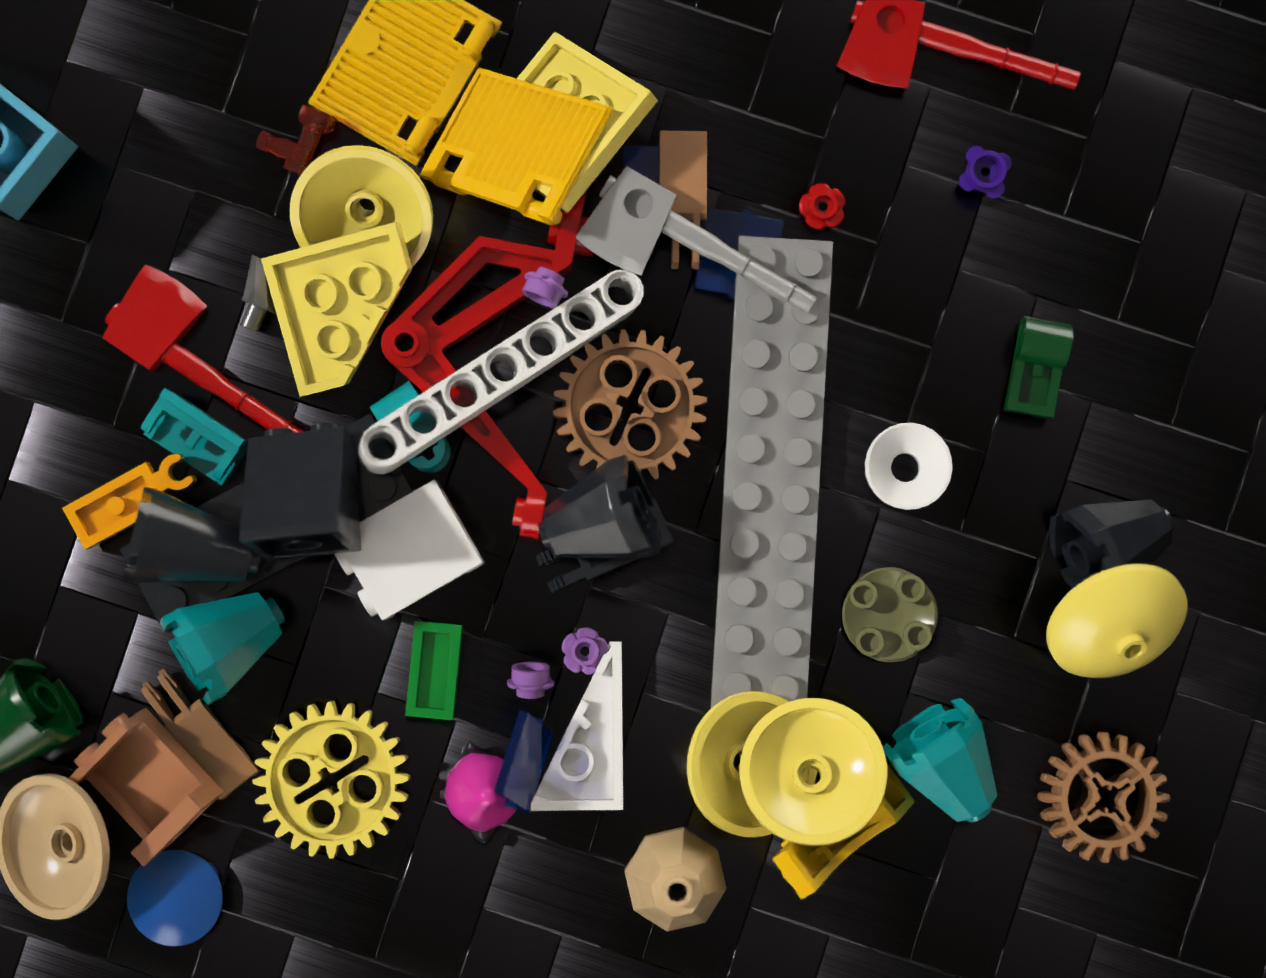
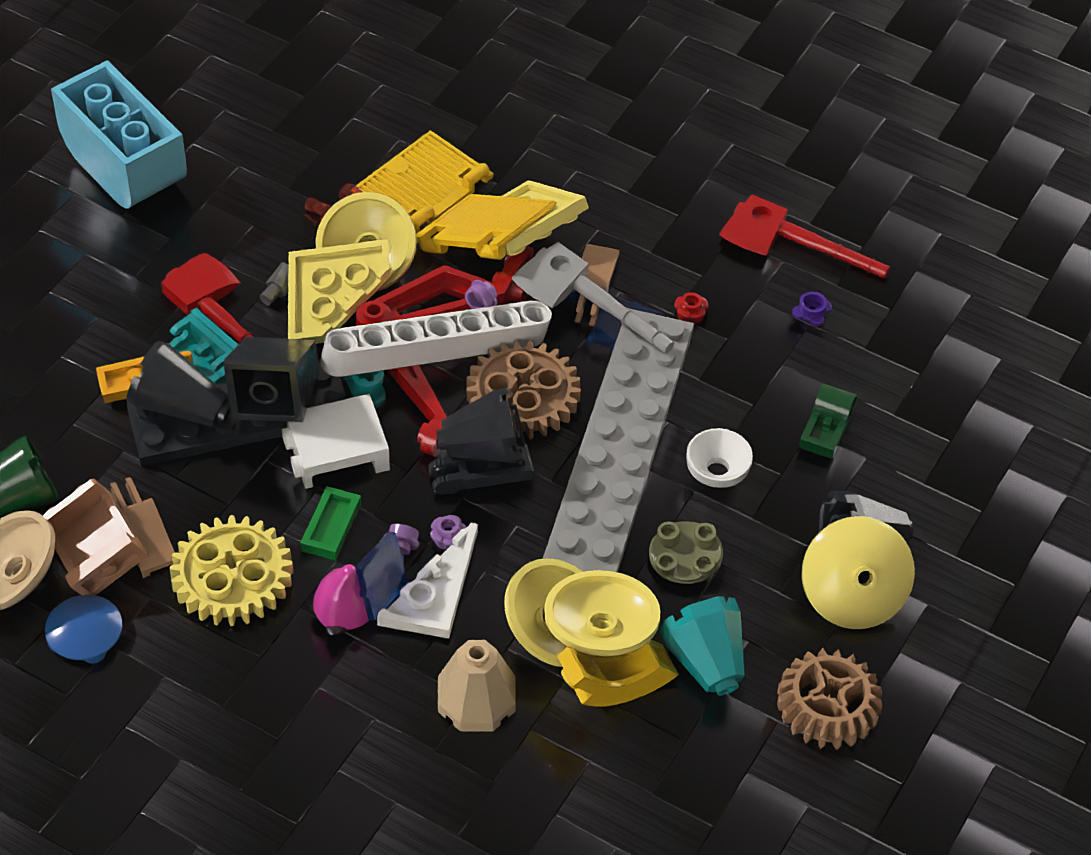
camera: 10 degrees right, 35 degrees down
(222, 639) = (180, 463): teal cone -> none

